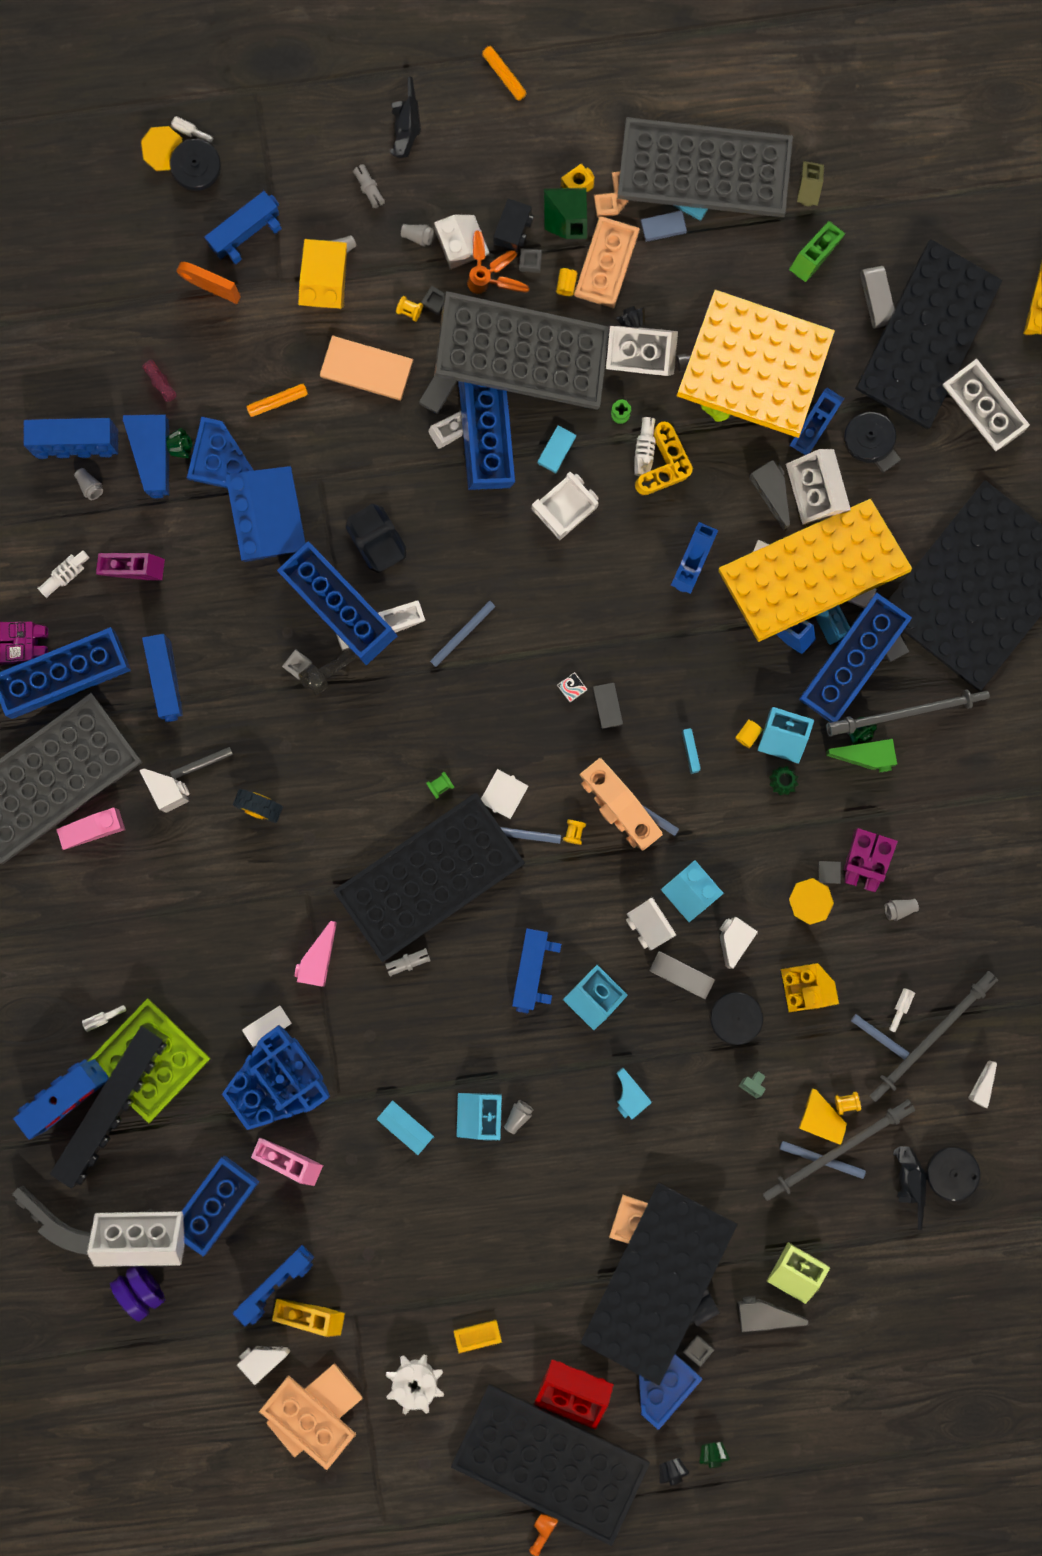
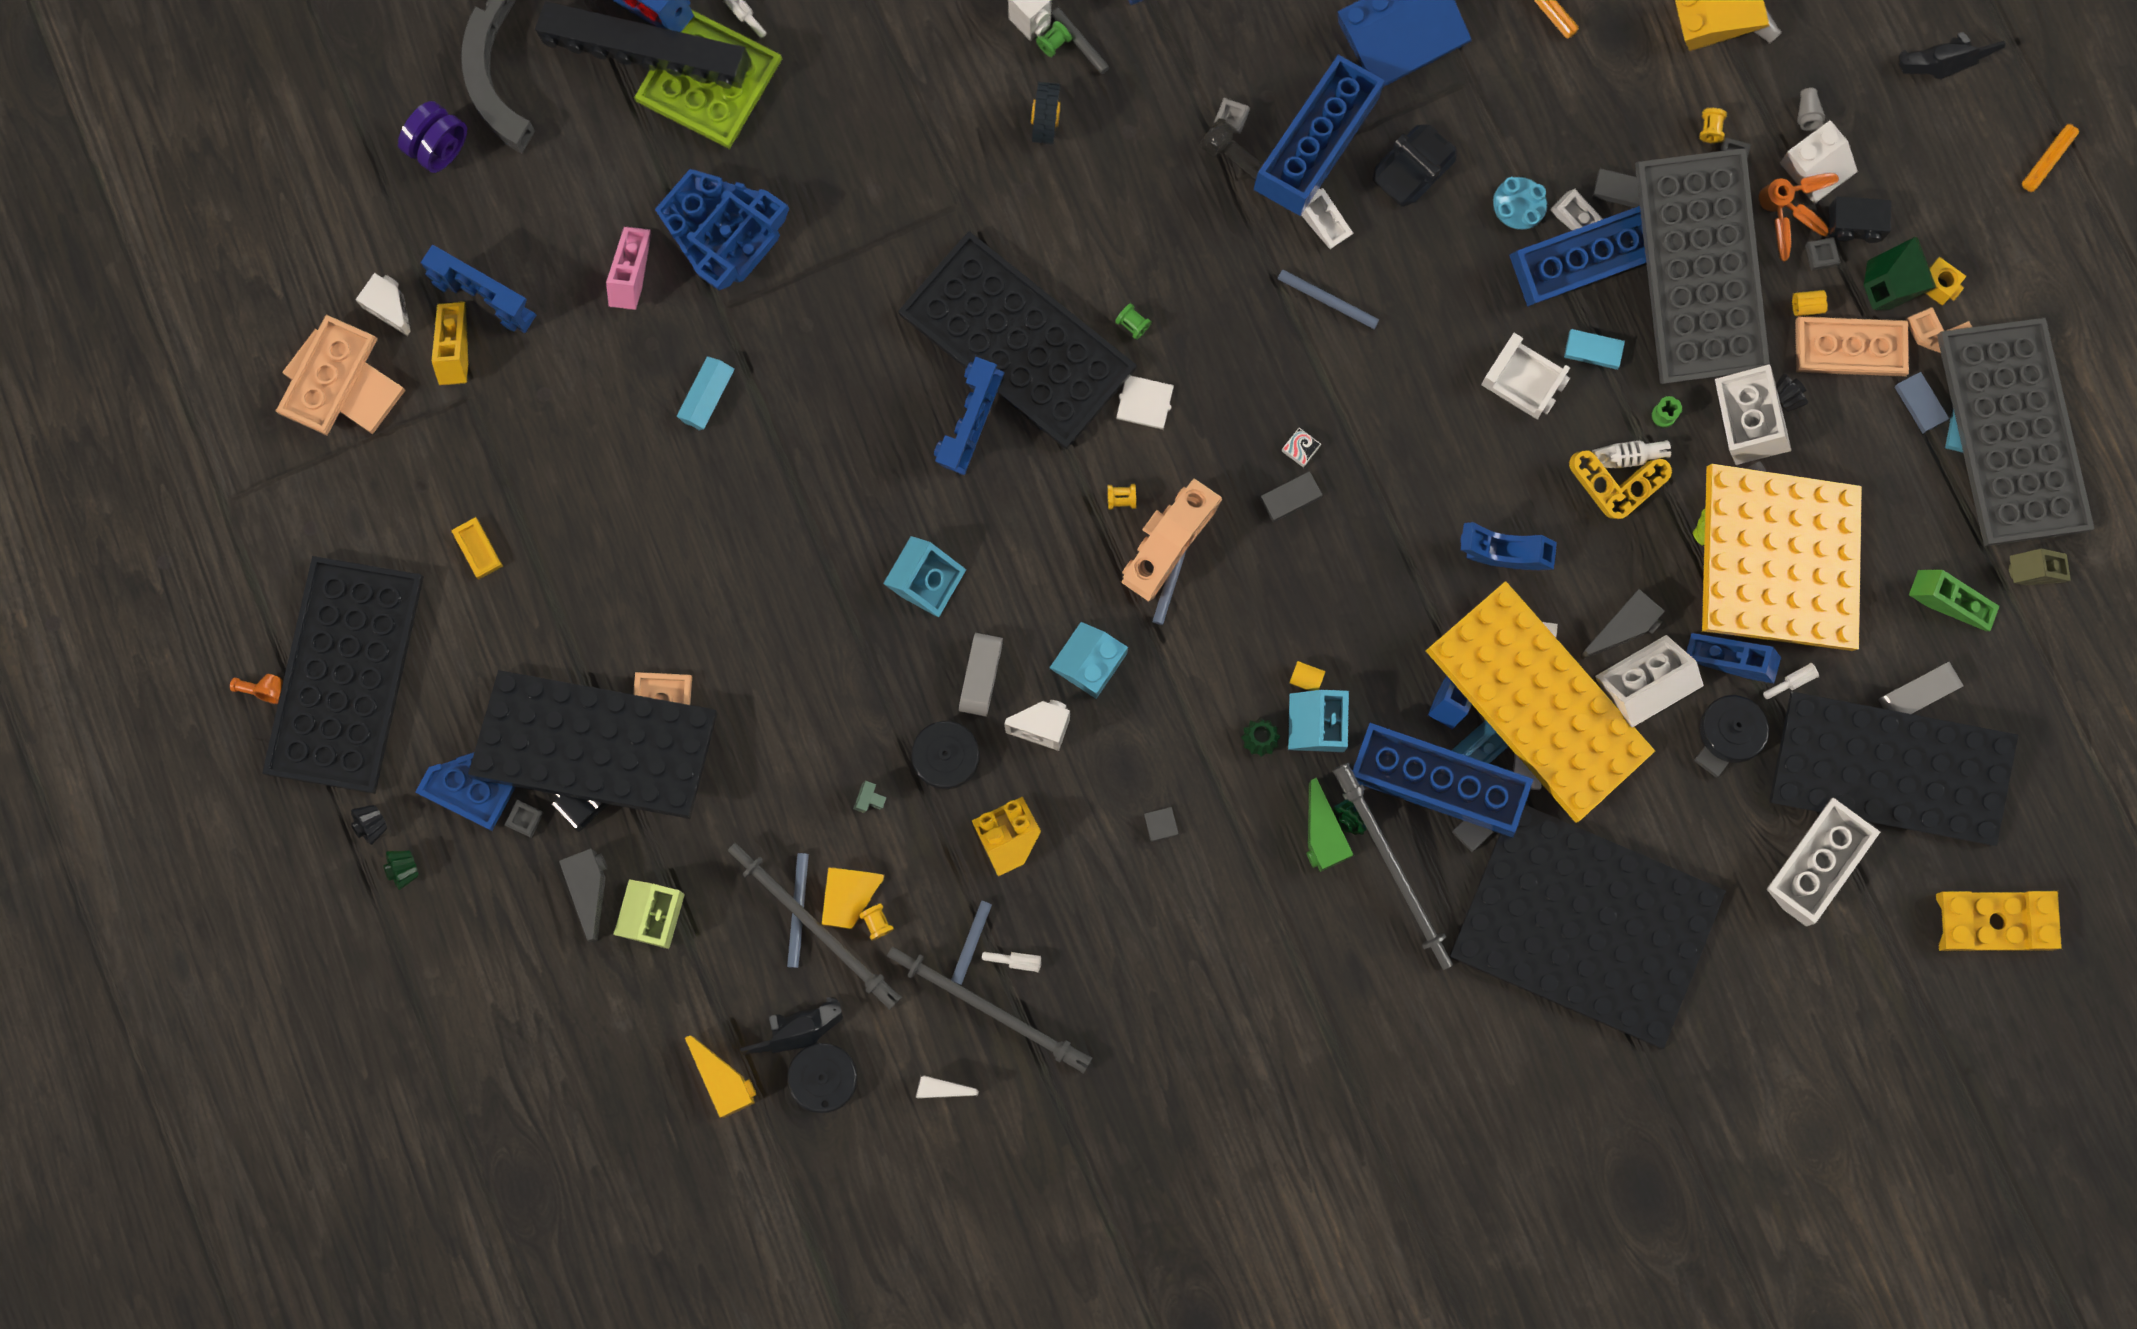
camera: 75 degrees right, 5 degrees down
(137, 1239) = (492, 114): white slope -> none
(195, 782) = (1053, 39): none -> bright green bush
(216, 1204) = (555, 196): blue brick -> none
(265, 1024) = (799, 209): white slope -> none
(316, 961) = (877, 235): bright pink slope -> none
(366, 368) = (1622, 97): light nougat tile -> none
(368, 186) = (1850, 37): light grey pin -> none
(407, 962) = (906, 343): light grey pin -> none
(427, 1382) = (410, 498): white brick -> none
(428, 469) = (1520, 202): none -> medium azure dish
(479, 1116) = (742, 477): medium azure slope -> none
(508, 949) = (985, 381): none -> blue piece
(518, 1116) = (754, 523): light grey cone -> none
(530, 835) = (1103, 449): sand blue bar -> none
(530, 969) = (936, 489): blue brick -> none
(574, 1394) = (434, 679): red slope -> none
(632, 1099) = (814, 653): medium azure arch -> none
(650, 924) = (1033, 616): white slope -> none
(691, 751) = (1264, 611): medium azure tile -> none
(811, 901) = (1117, 809): yellow piece -> none
(844, 383) = (1794, 680): none -> white axle
(870, 866) = (1183, 870): magenta hips -> none
(900, 908) = (1140, 925): light grey cone -> none
(937, 1248) = (724, 1084): none -> yellow slope

